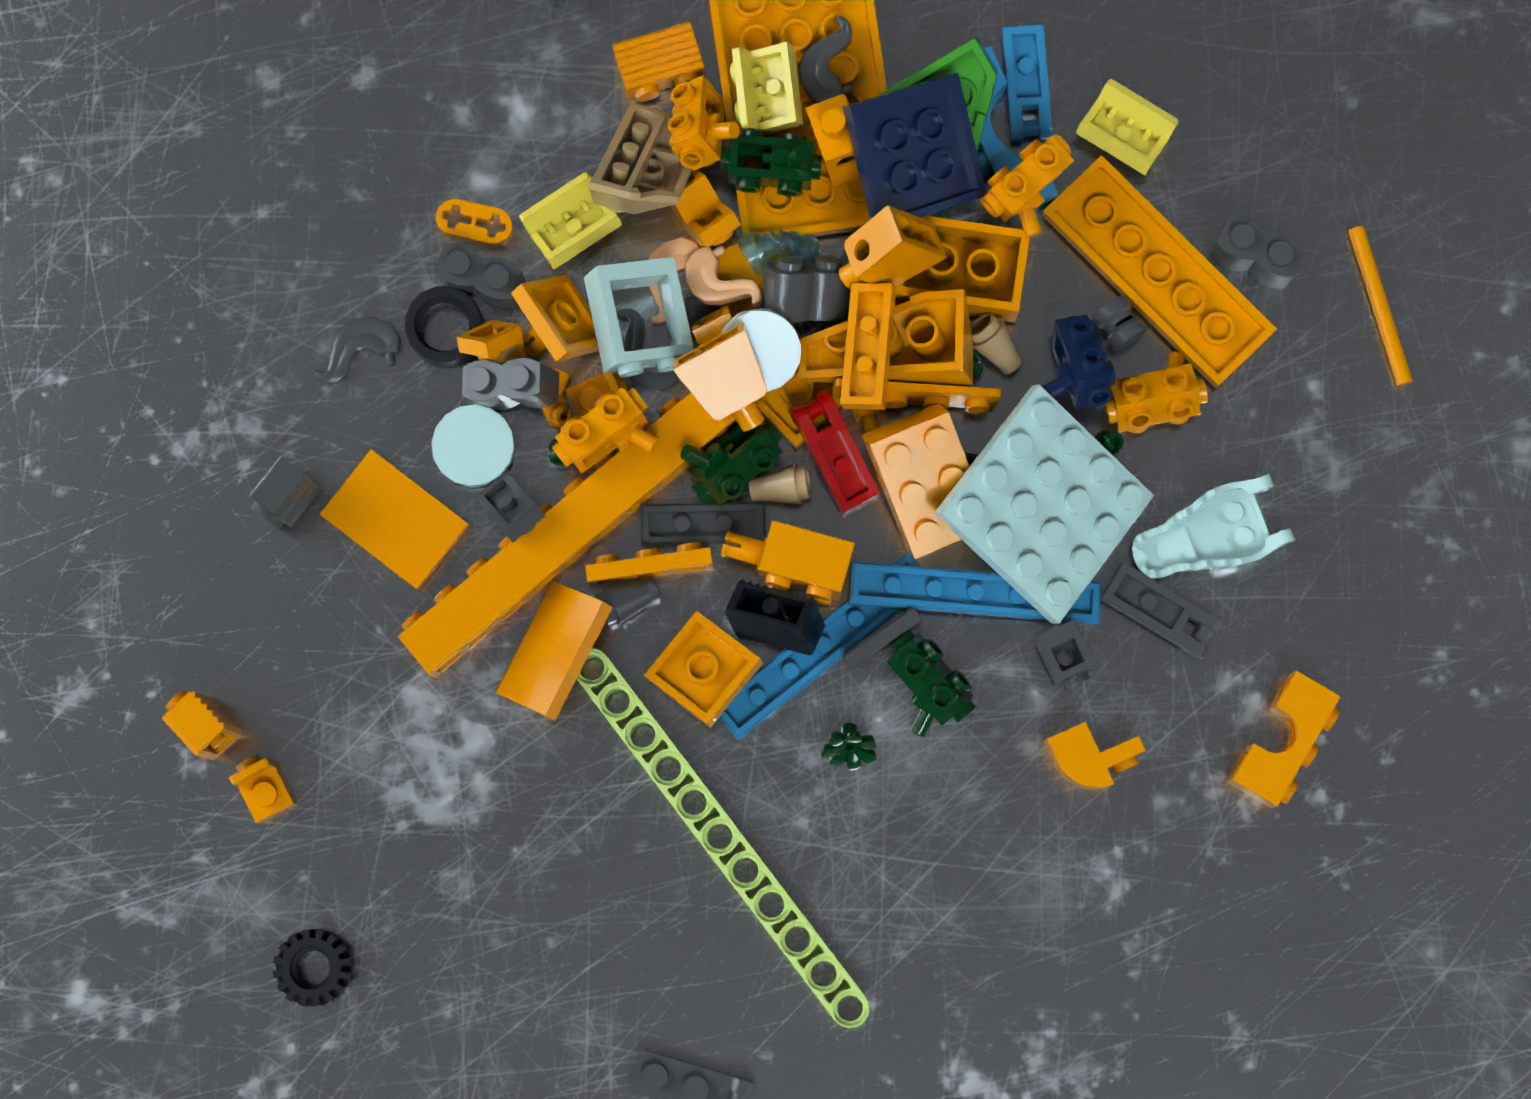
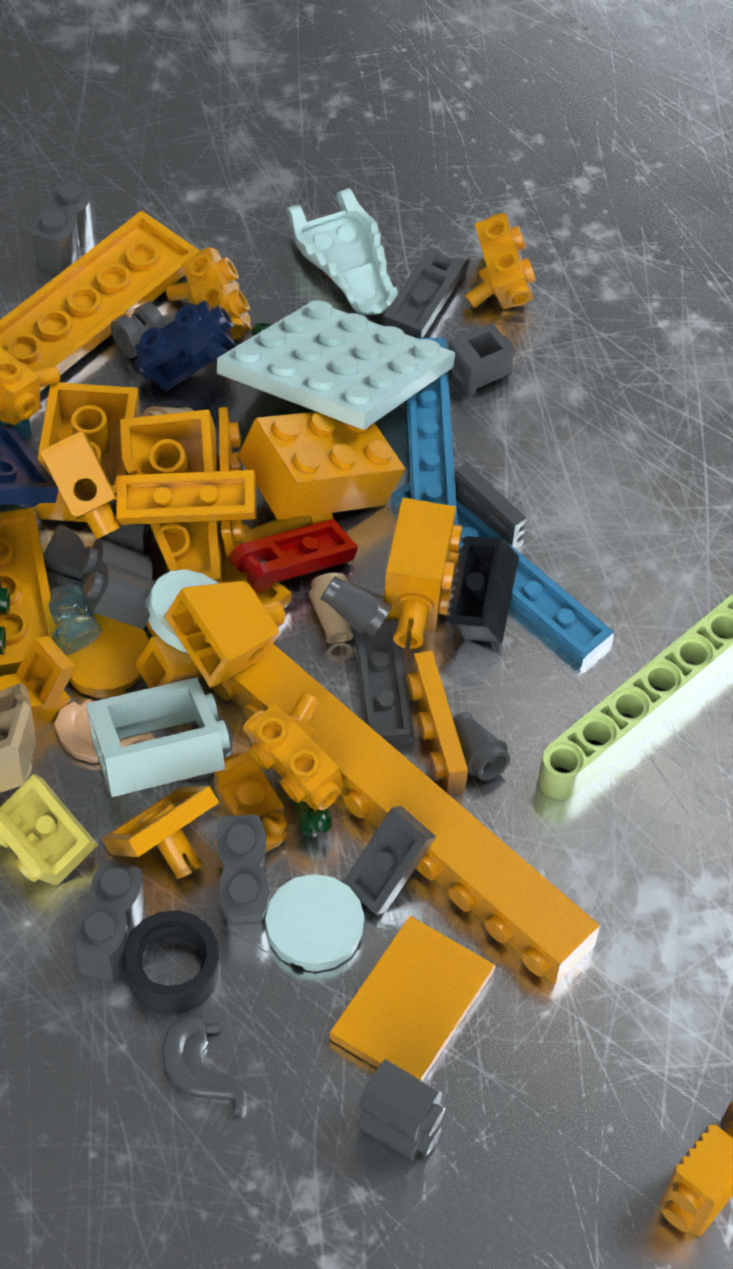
camera: 105 degrees left, 25 degrees down
(476, 214) = (29, 941): light orange beam -> none
(493, 341) = (192, 888): light orange bracket -> none
(554, 650) = (550, 802): light orange tile -> none
(703, 669) = (545, 661): light orange plate -> none
(705, 285) = (118, 677): light nougat piece -> none
(731, 462) = (328, 651): dark green brick -> none
(765, 501) = (357, 605): none -> dark grey cone
(849, 747) = (603, 530): dark green plant -> none
(935, 686) = (534, 455): dark green brick -> none
(1083, 764) = (580, 338): light orange brick -> none
(1186, 691) = (505, 272): none -> light orange brick
(1306, 710) = (512, 182): light orange arch -> none
(1380, 306) = (112, 148): light orange bar -> none

